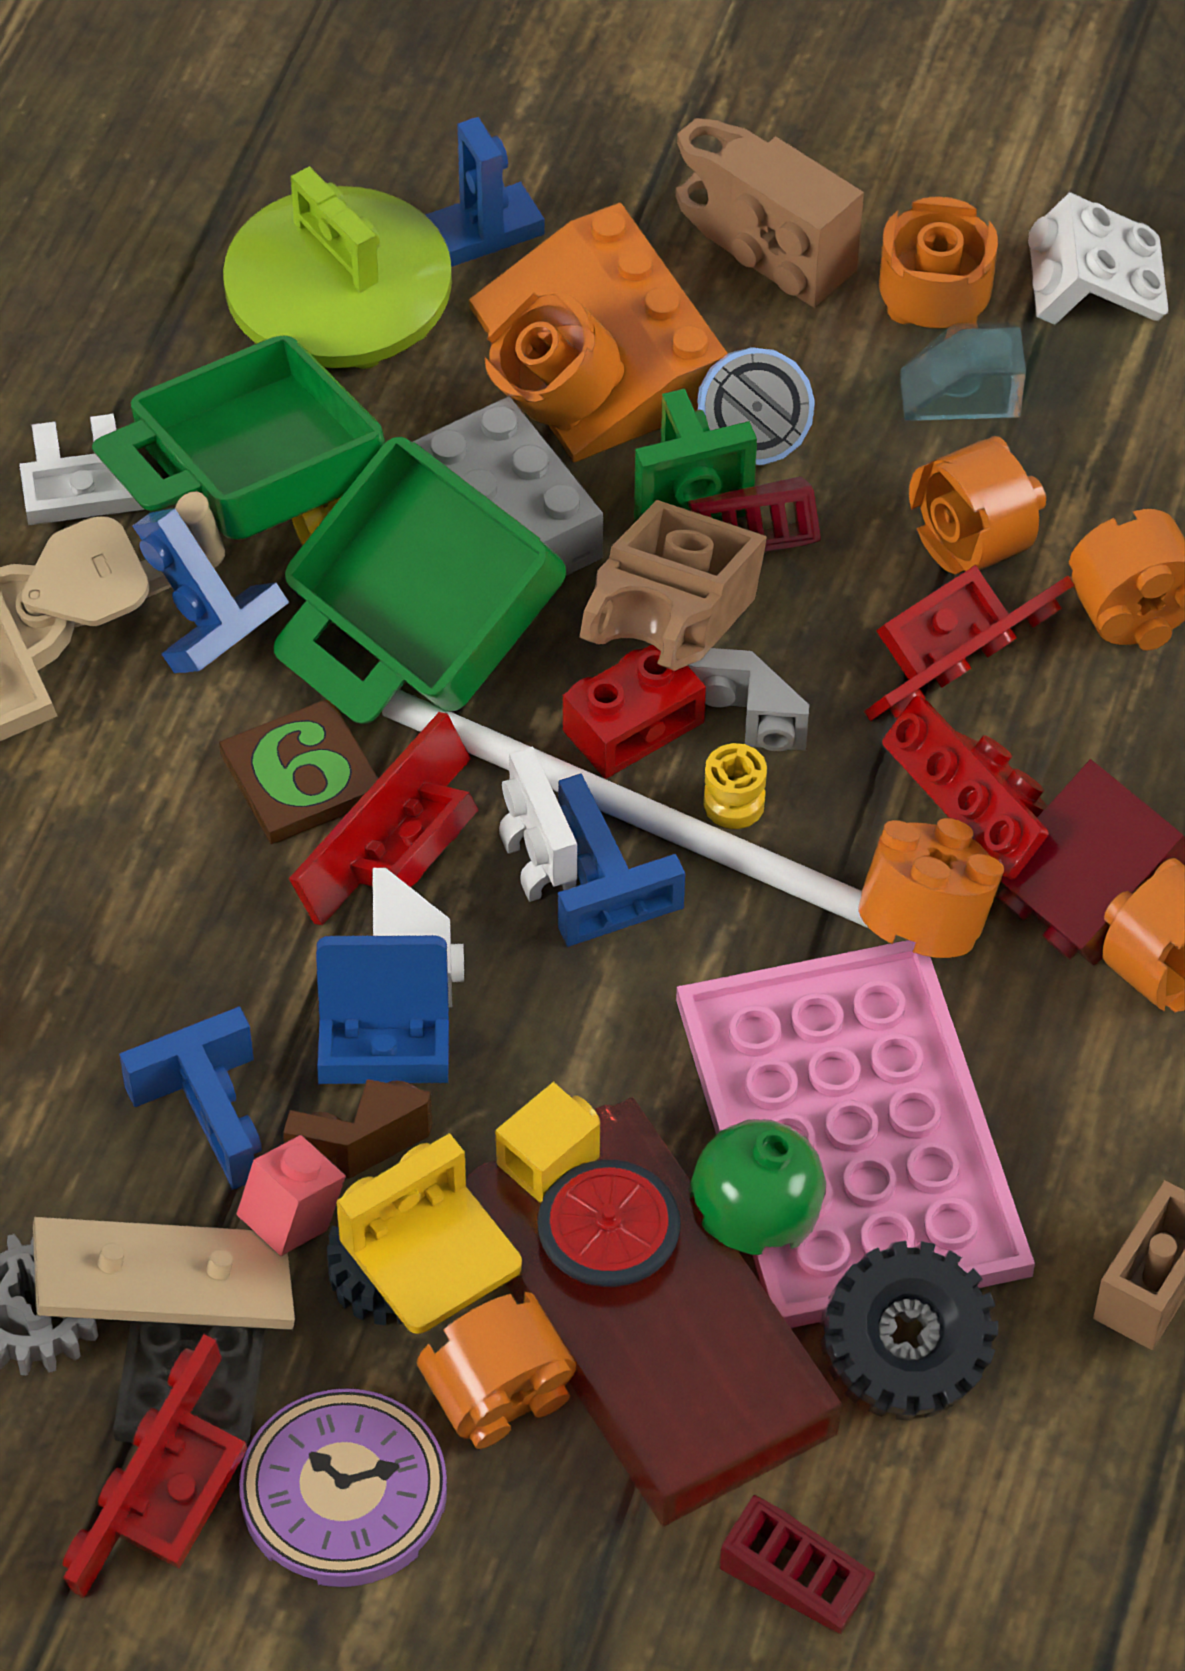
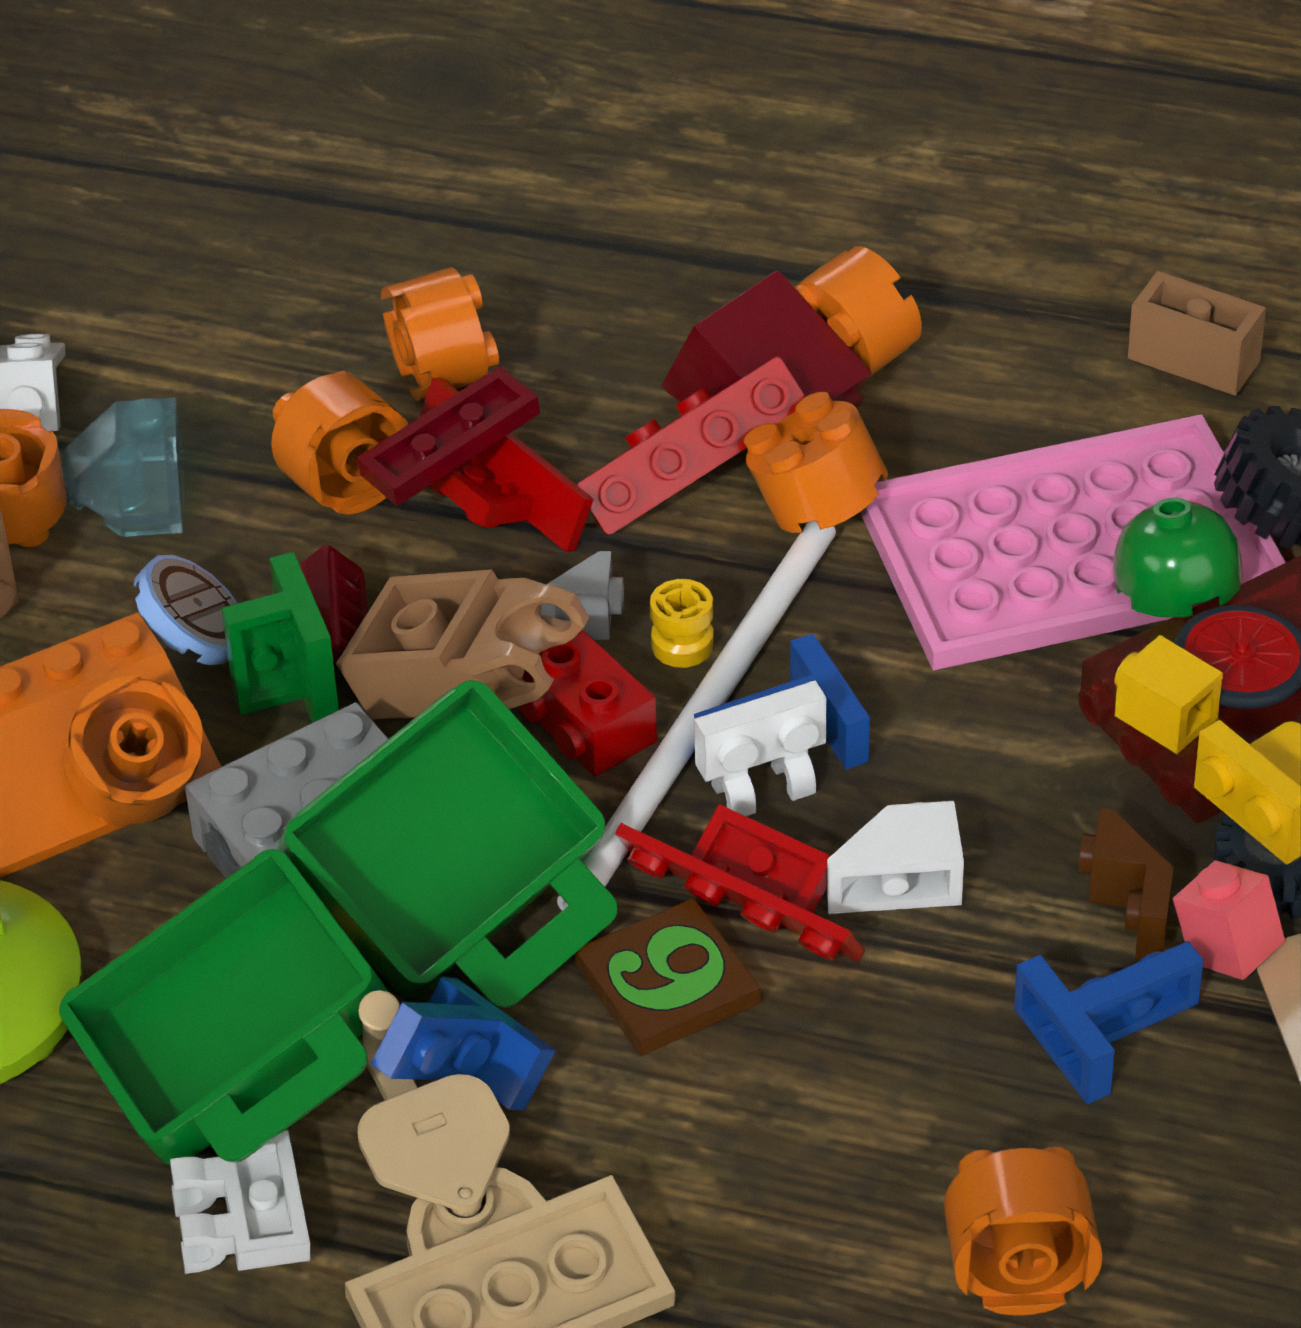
camera: 90 degrees left, 10 degrees down
(383, 1009) = (1015, 862): blue bracket -> none
(961, 577) = (448, 435): none -> dark red plate

